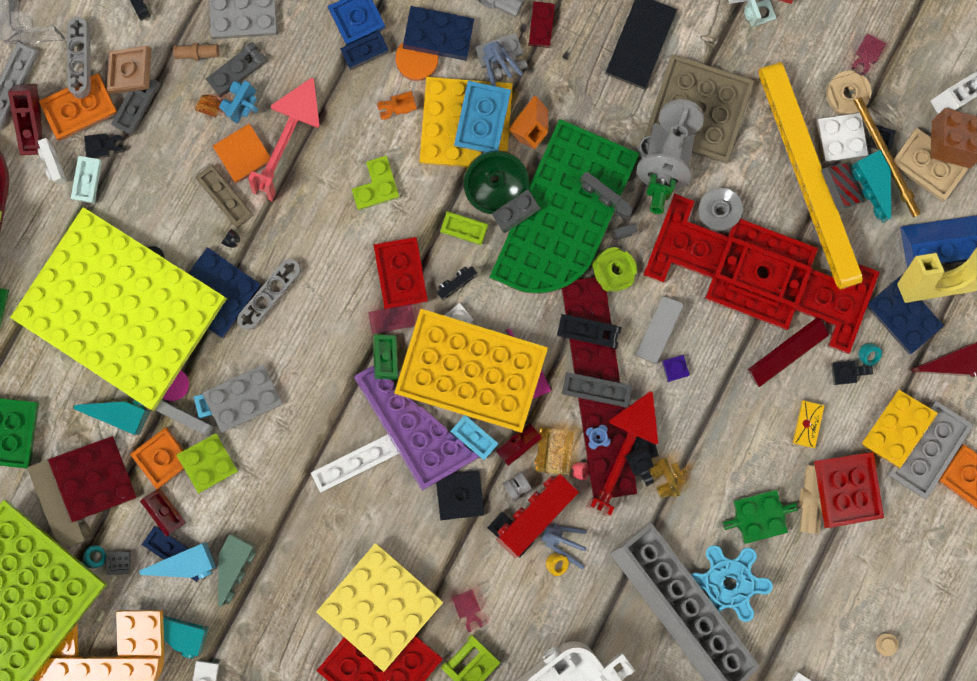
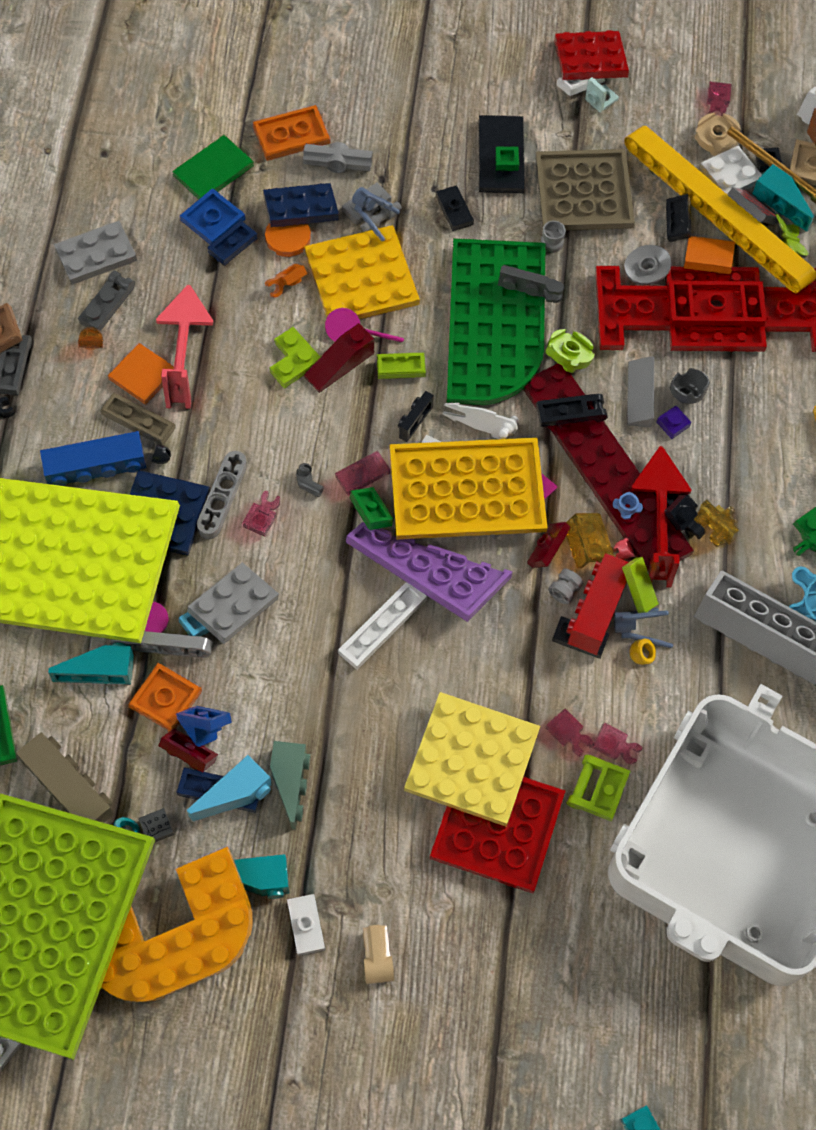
camera: 20 degrees left, 20 degrees down
(91, 479) = (94, 741): dark red plate -> none
(173, 223) = (93, 459): none -> blue brick
(181, 494) = (203, 723): none -> blue slope
(196, 51) = (59, 297): medium nougat pin -> none
(207, 463) = (219, 682): lime plate -> none
(242, 103) = (126, 326): dark azure hips -> none
(292, 328) = (261, 517): none -> clear pink plate
(342, 308) = (305, 480): none -> dark grey arm
(400, 273) = (353, 426): red plate -> none
(414, 203) = (342, 357): none -> dark red slope
(430, 171) = (343, 319): none -> dark pink piece
(460, 496) = (509, 620): black plate -> none
(474, 437) = (499, 555): medium azure plate -> none
(482, 117) = (377, 257): dark azure plate -> none
(489, 194) = (430, 306): dark green dish -> none
(497, 633) = (612, 743): none -> clear pink plate
(516, 211) = (447, 329): dark grey plate -> none
(516, 311) = (484, 420): none -> white piece
(531, 124) = (427, 252): orange slope -> none
(541, 24) = (398, 169): dark red plate -> none
(575, 83) = (454, 208): none -> black plate
(576, 512) = (640, 585): none -> lime tile
(596, 389) = (605, 460): dark grey plate -> none
(626, 231) = (563, 314): dark grey tile -> none
(641, 54) = (507, 158): none -> green plate
(670, 151) = (576, 227): light grey piece -> none
(702, 343) = (690, 386): none -> dark grey hair
(770, 170) = (678, 217): none -> black plate
(780, 219) = (709, 255): none -> orange tile
(788, 352) = (777, 368): dark red tile -> none
(862, 228) = (790, 237): none -> lime piece

